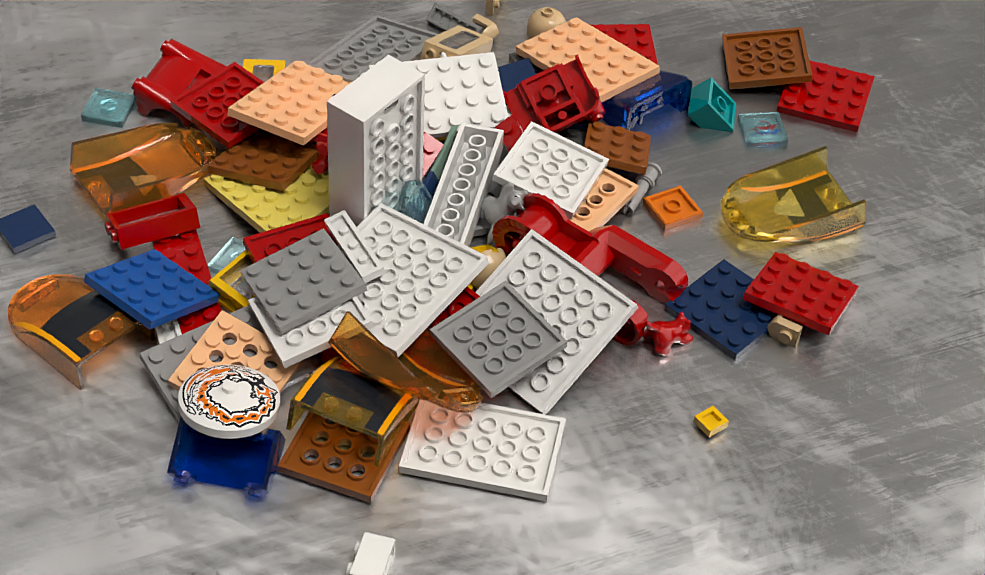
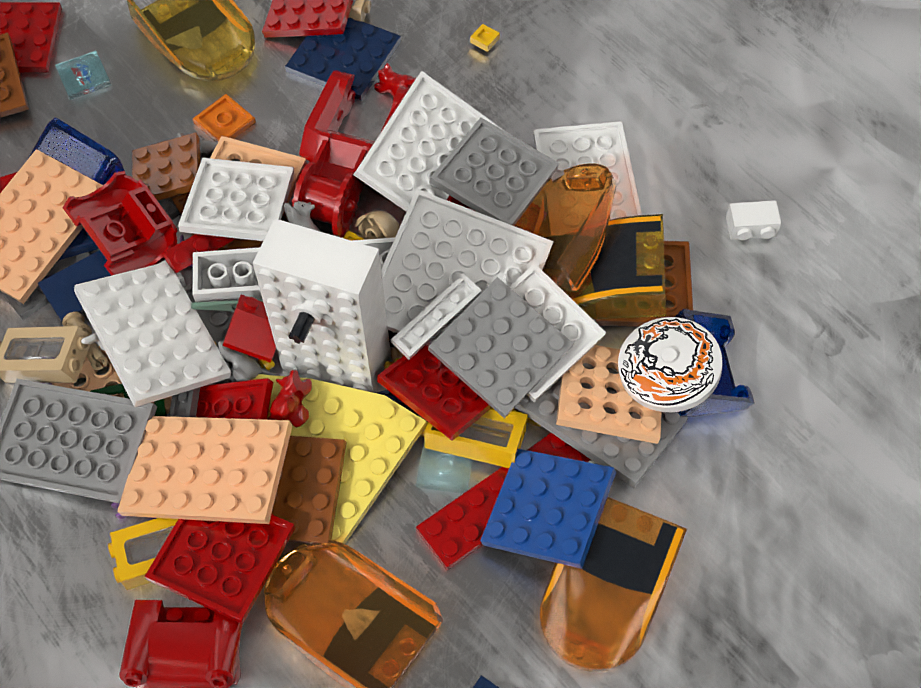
camera: 105 degrees left, 15 degrees up
(152, 221) = (435, 565): red piece -> none
(712, 107) = (73, 112): teal slope -> none

